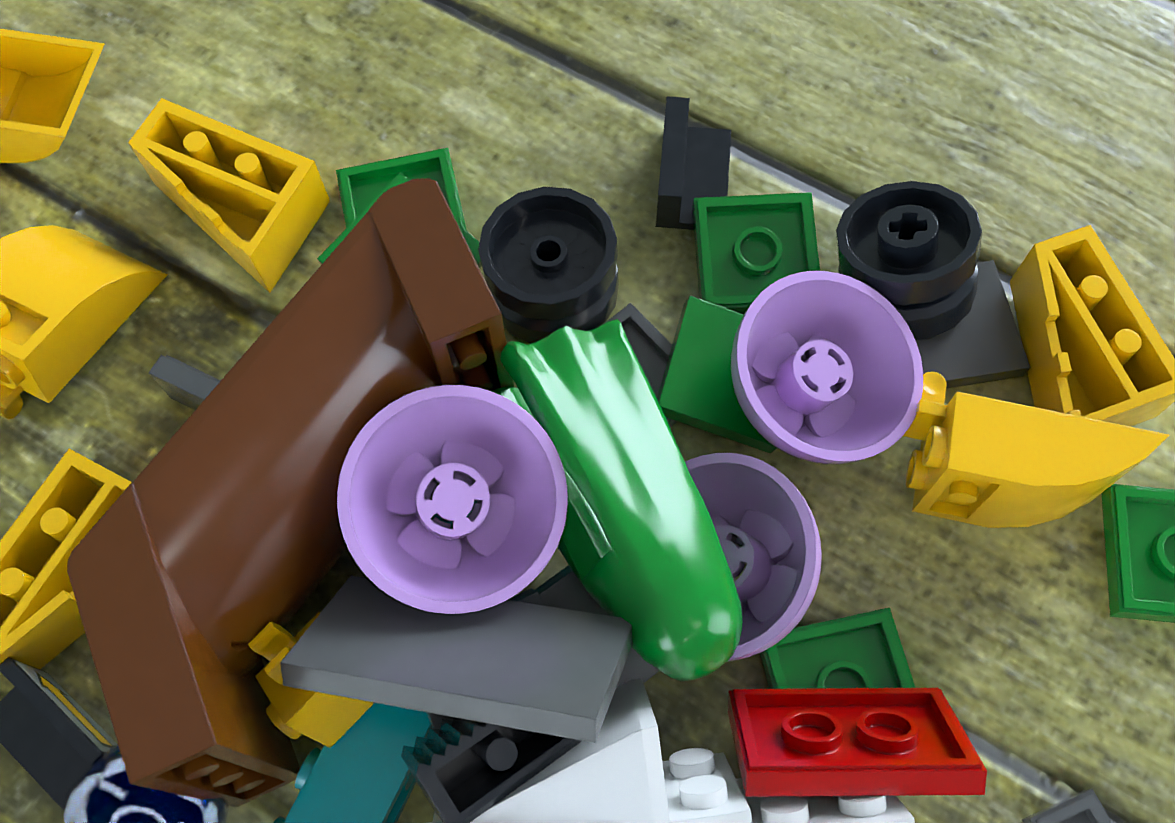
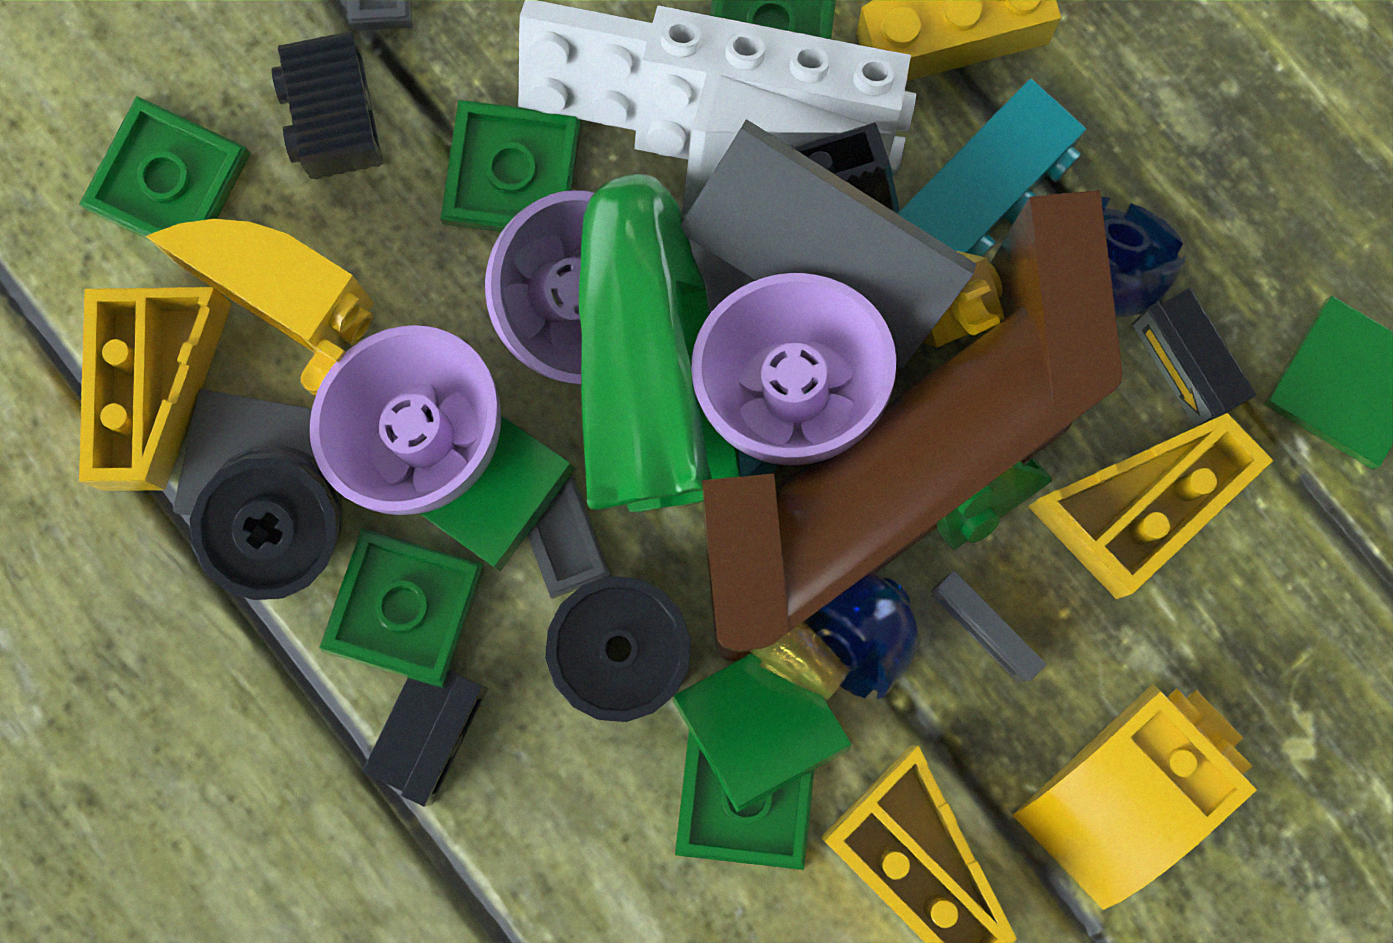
camera: 160 degrees left, 15 degrees up
(852, 743) = (534, 104): red tile -> none
(1065, 684) = (328, 105): none -> black brick

